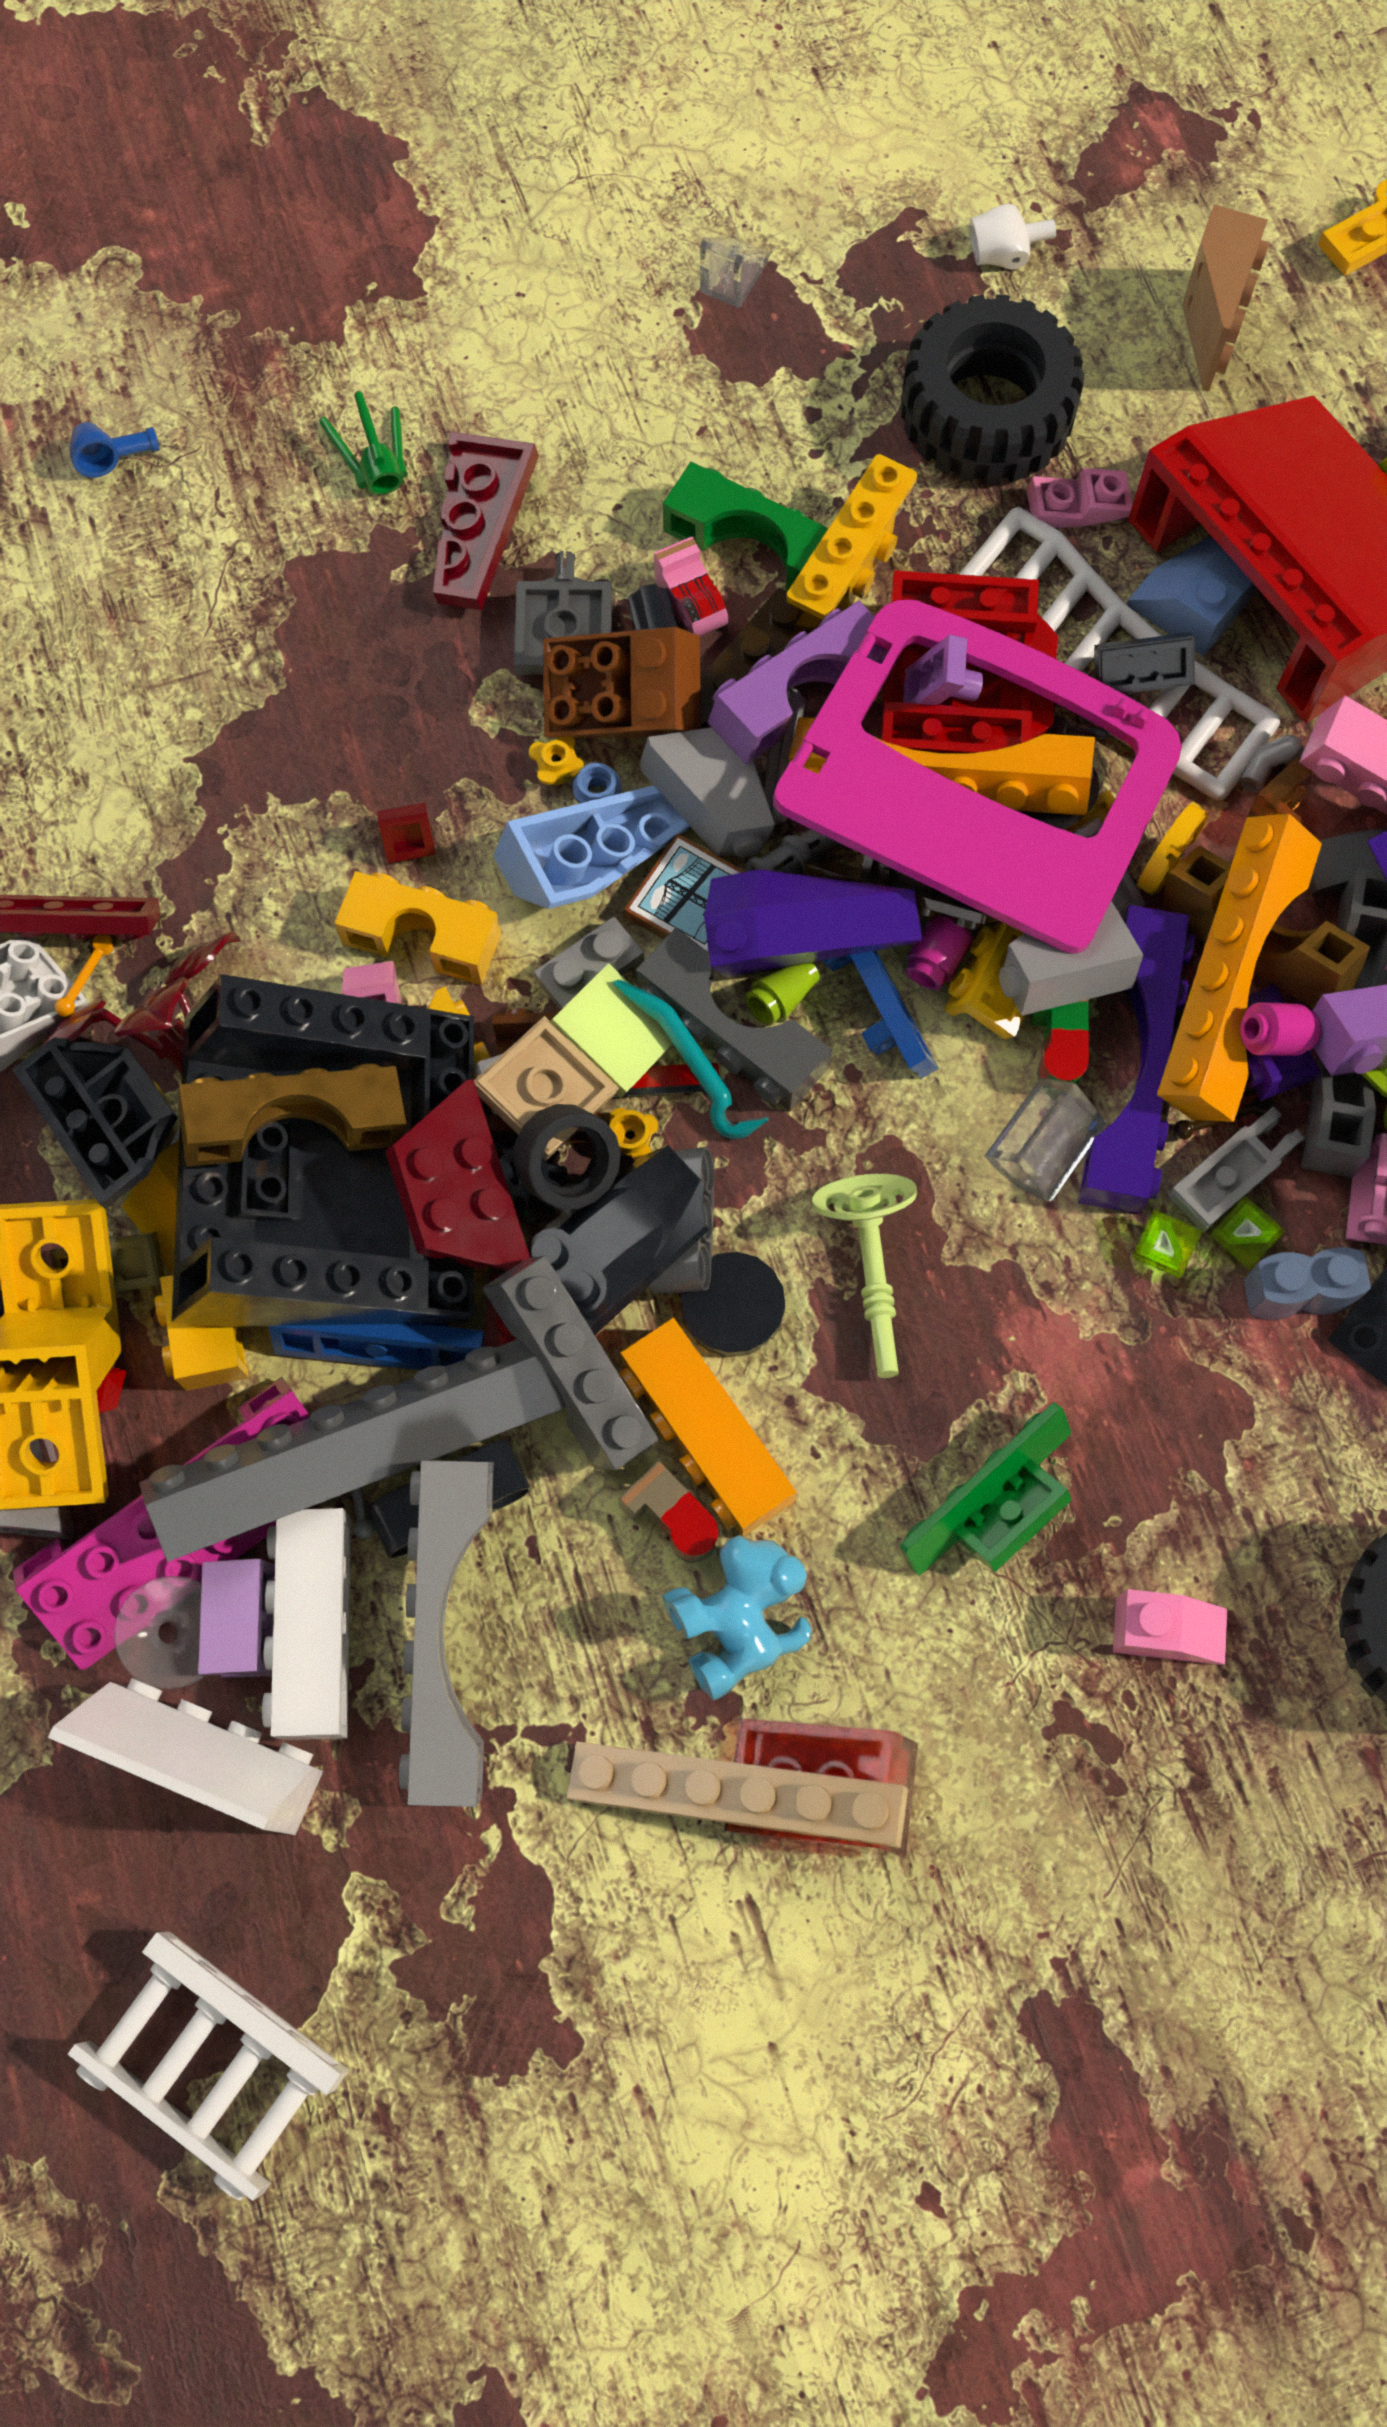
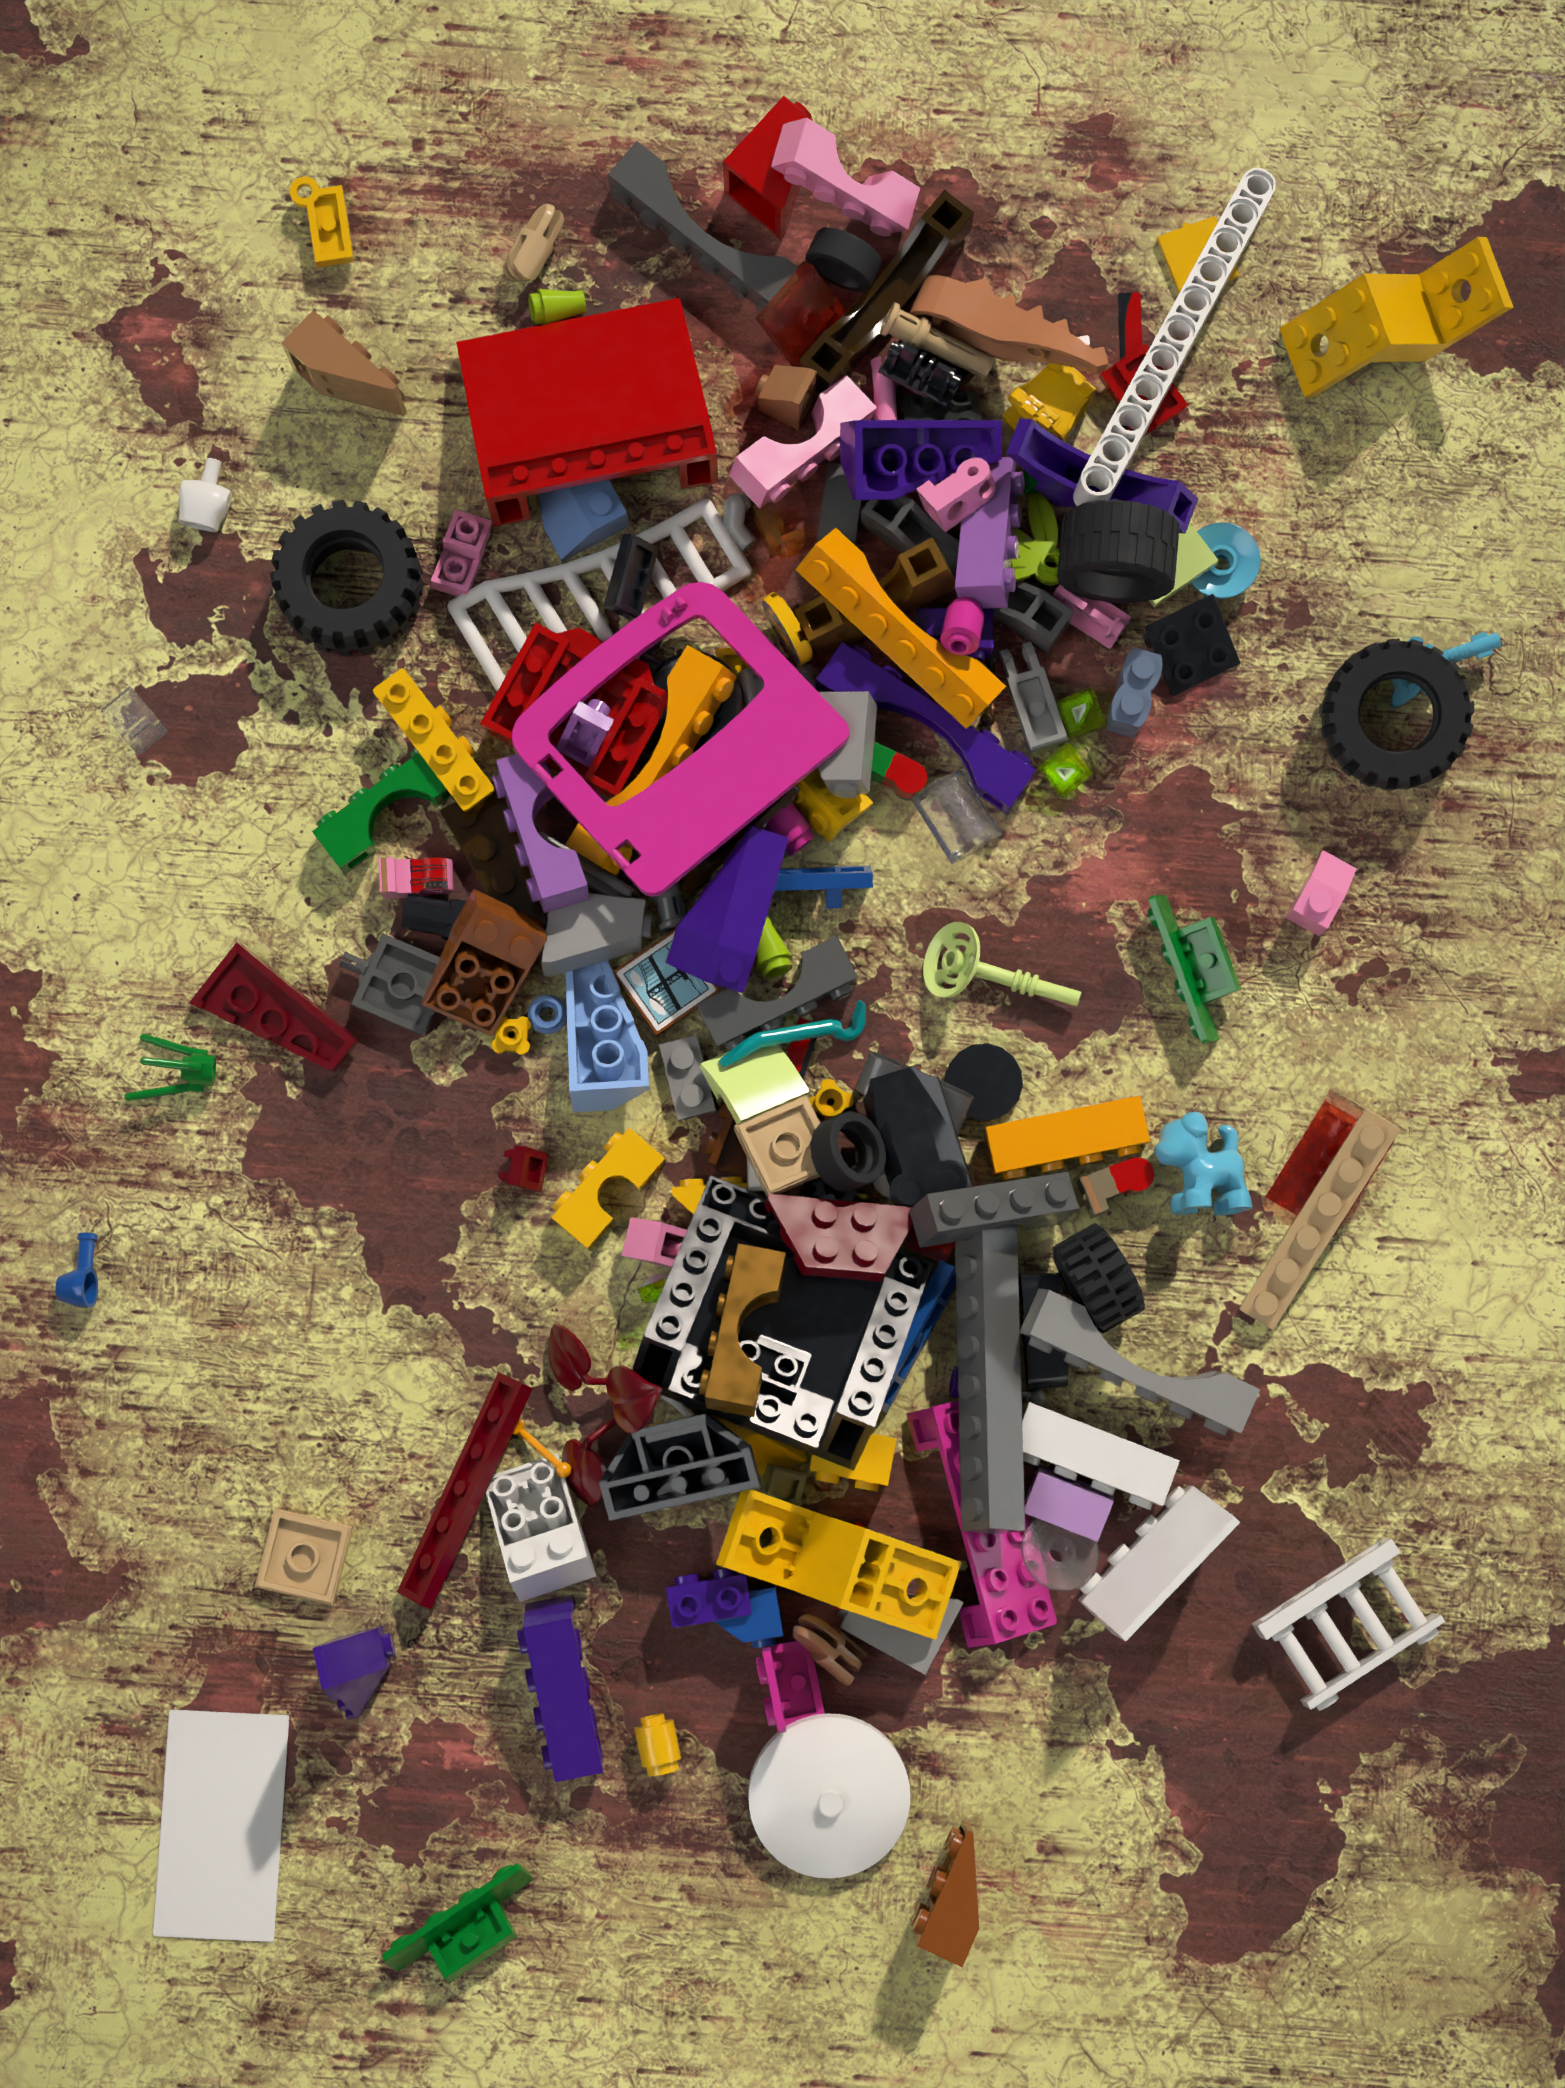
camera: 70 degrees left, 10 degrees up
(535, 1531) = (1099, 1277): none -> black tyre

